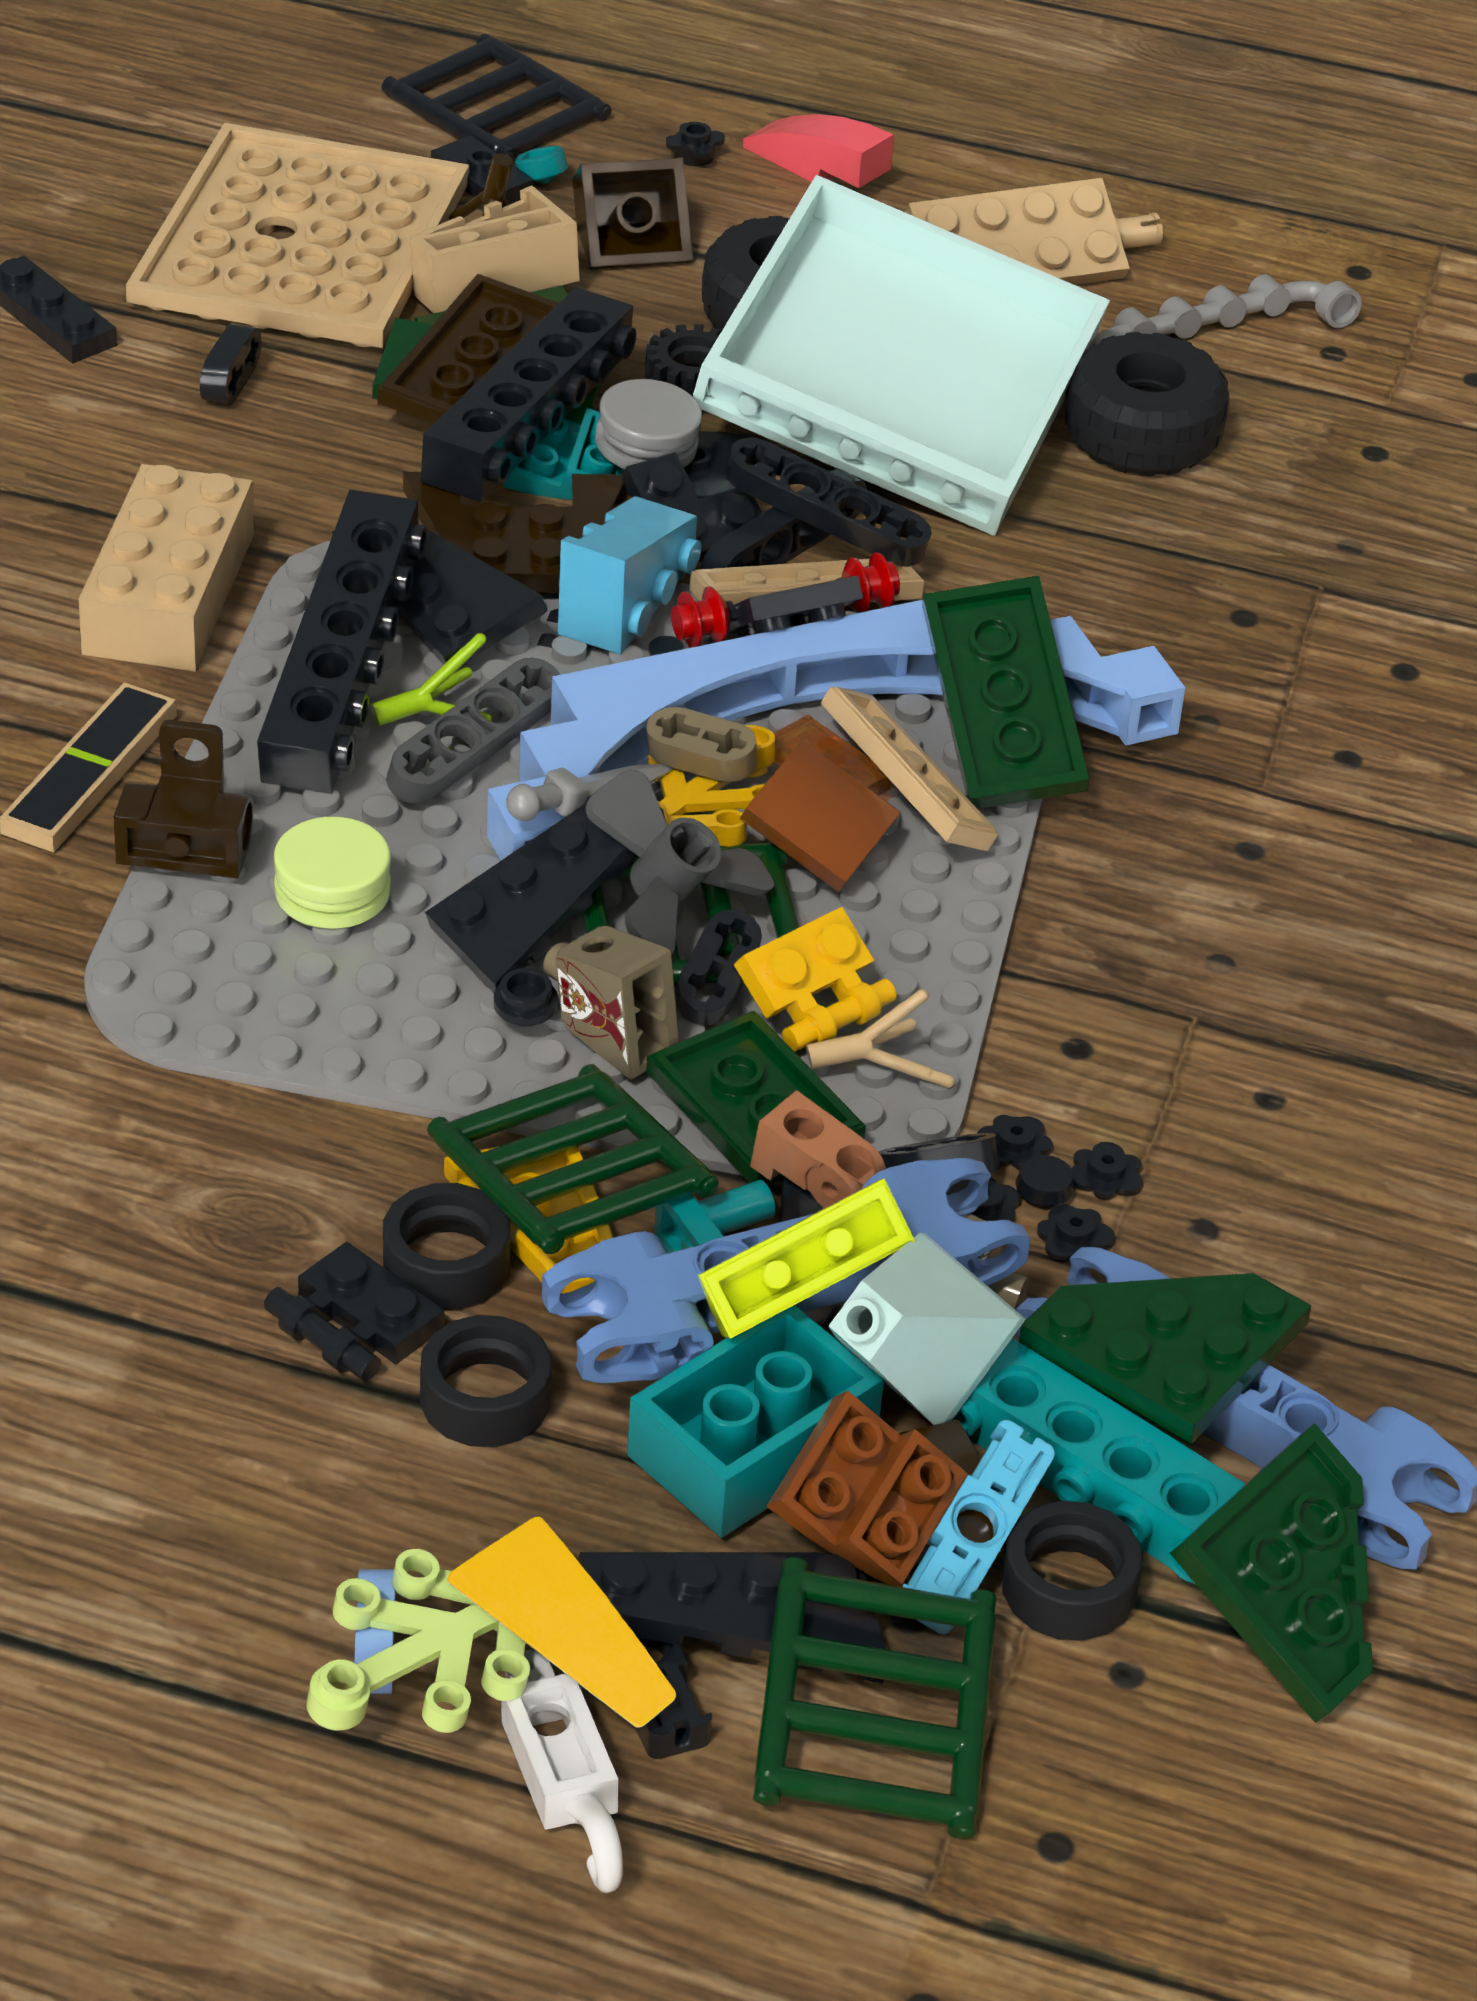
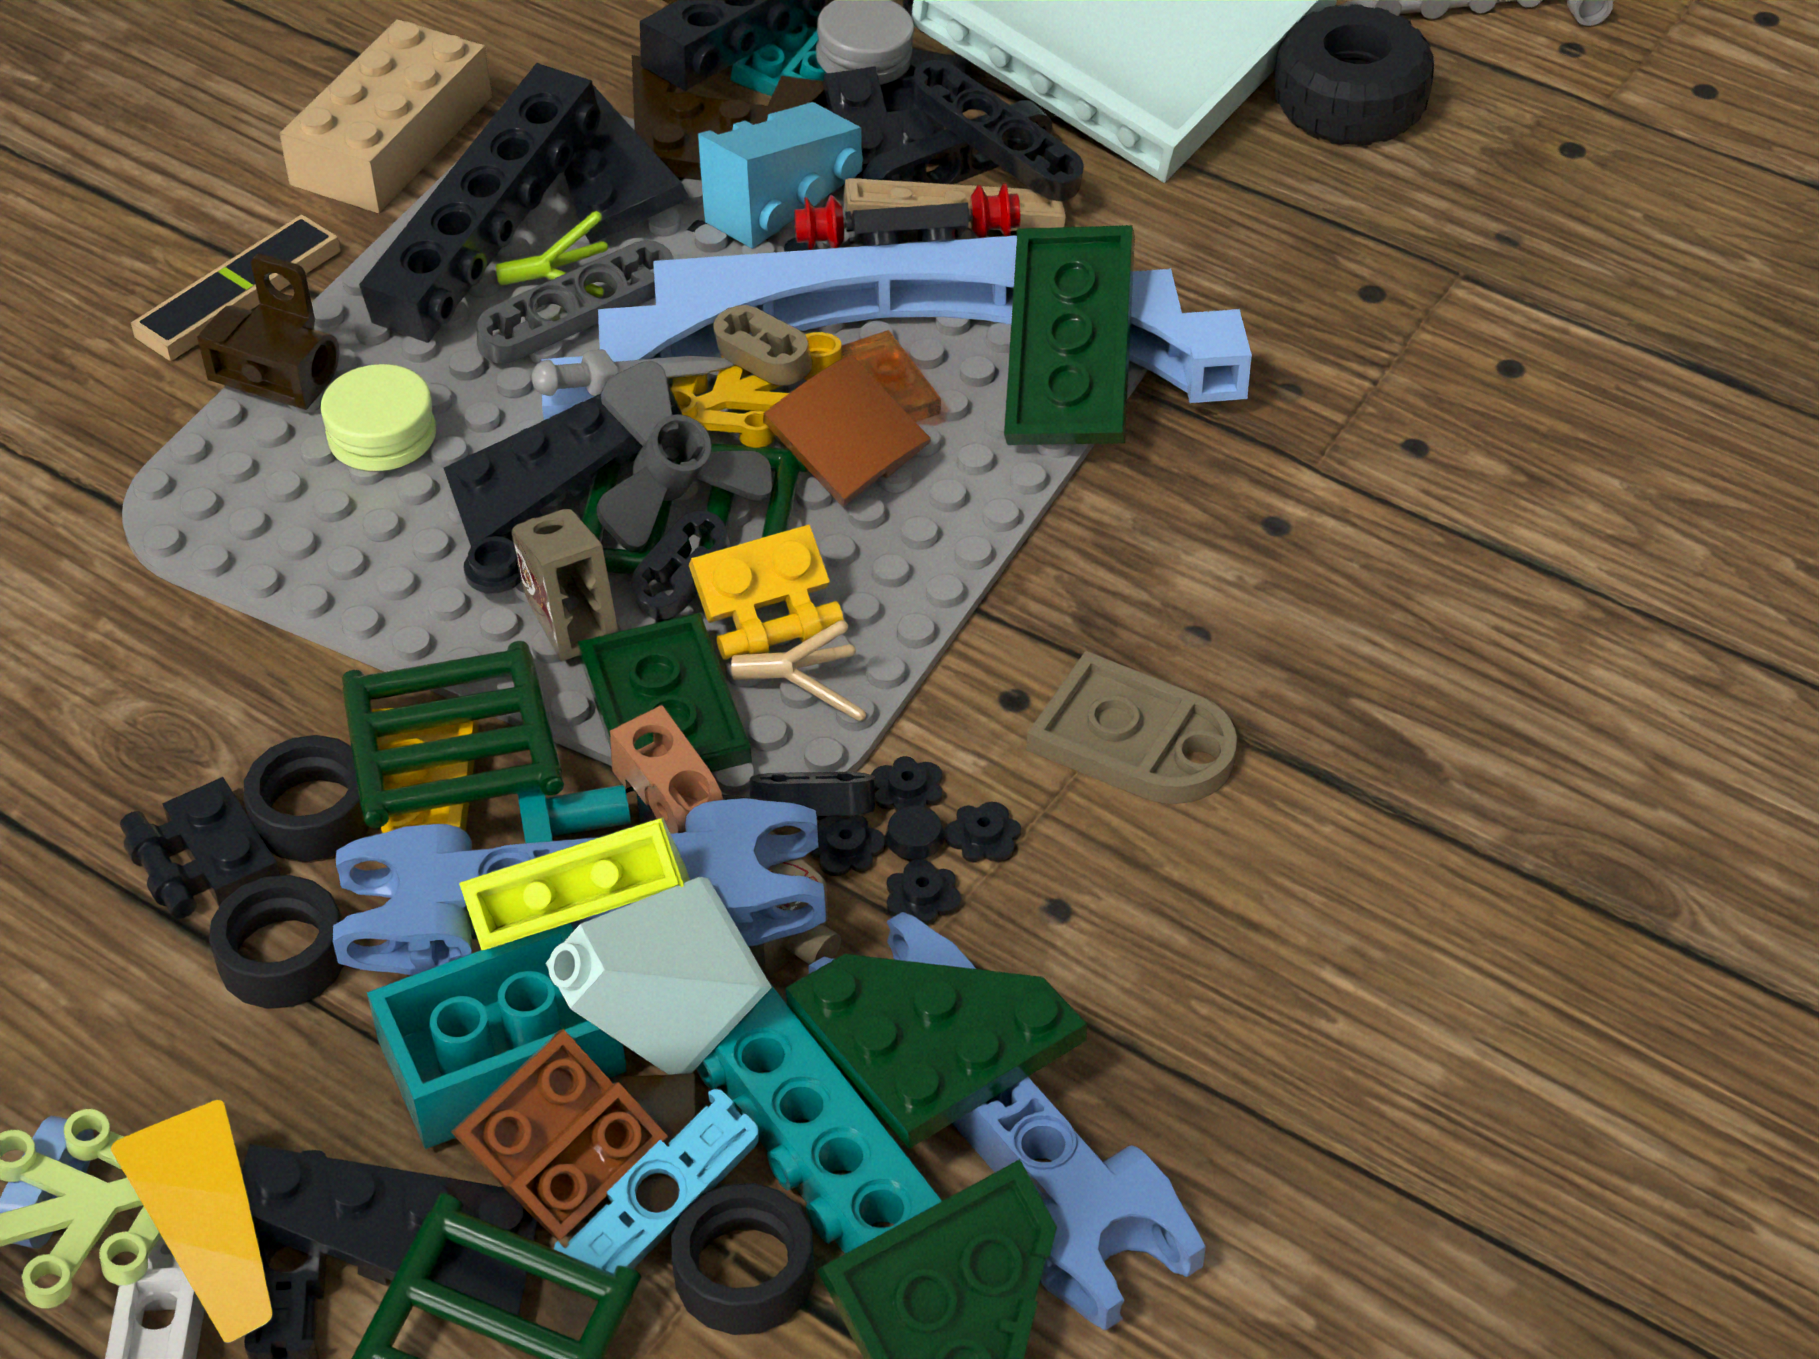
camera: 20 degrees right, 5 degrees up
(909, 768) = (959, 397): tan tile -> none
(1209, 1058) = (1135, 732): none -> dark tan tile

